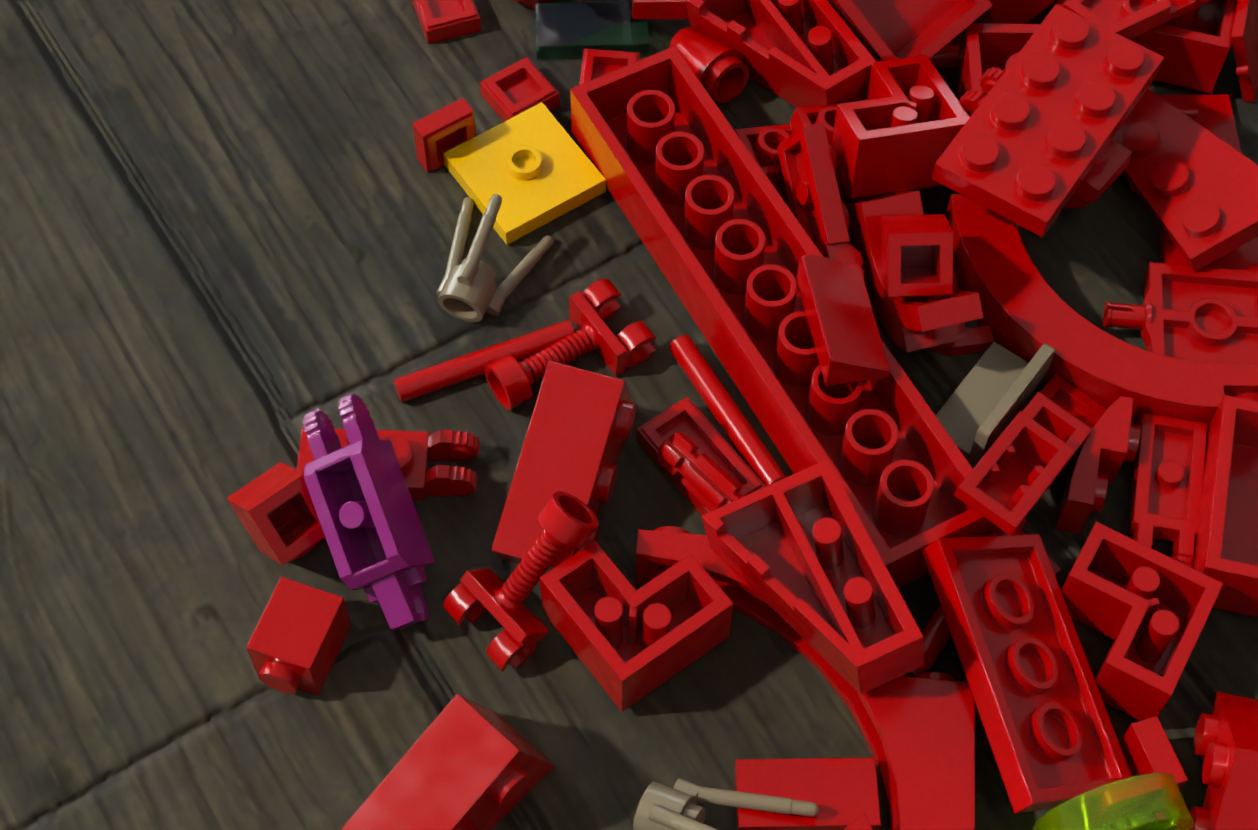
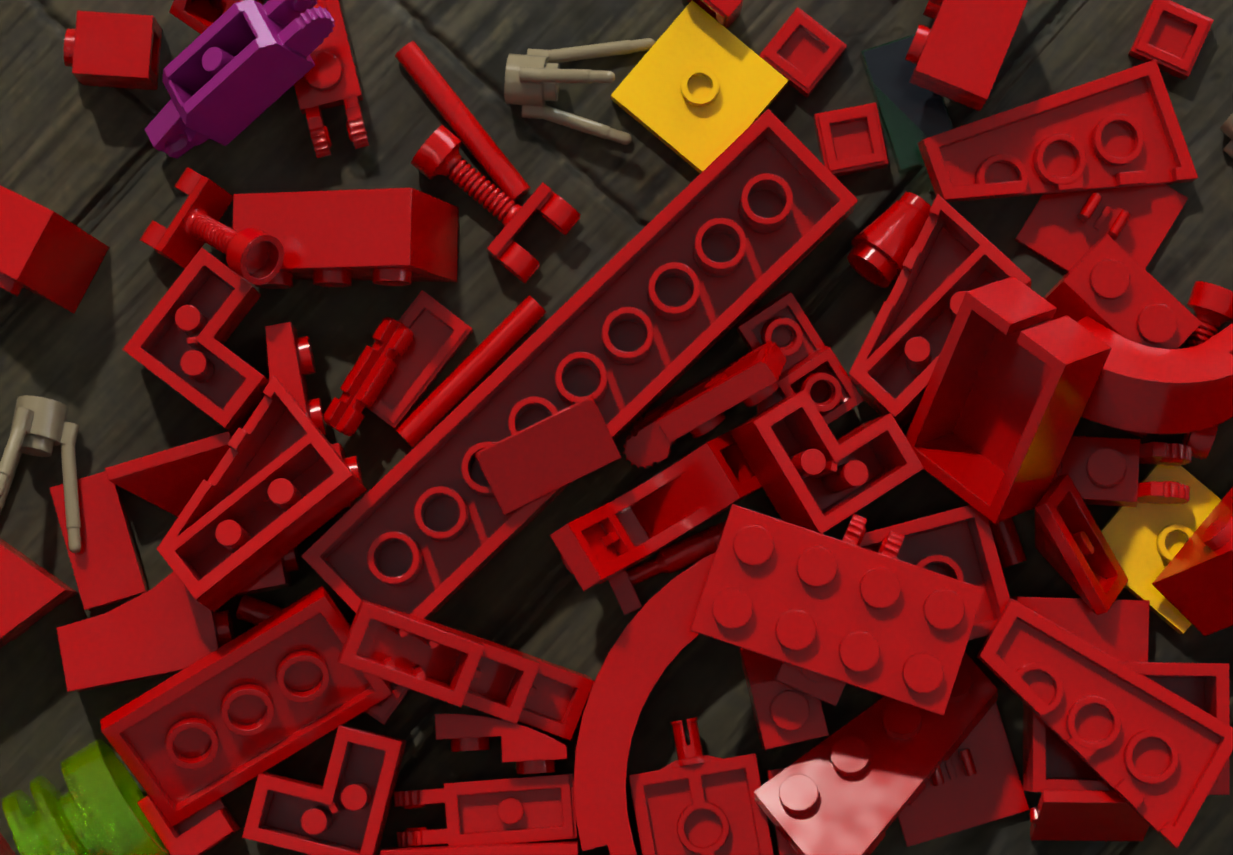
camera: 75 degrees right, 25 degrees up
(763, 691) = (172, 474): none -> red slope
(917, 255) = (646, 511): red brick -> none
(992, 397) = (549, 620): dark tan panel -> none
(1097, 236) = (780, 711): none -> red slope

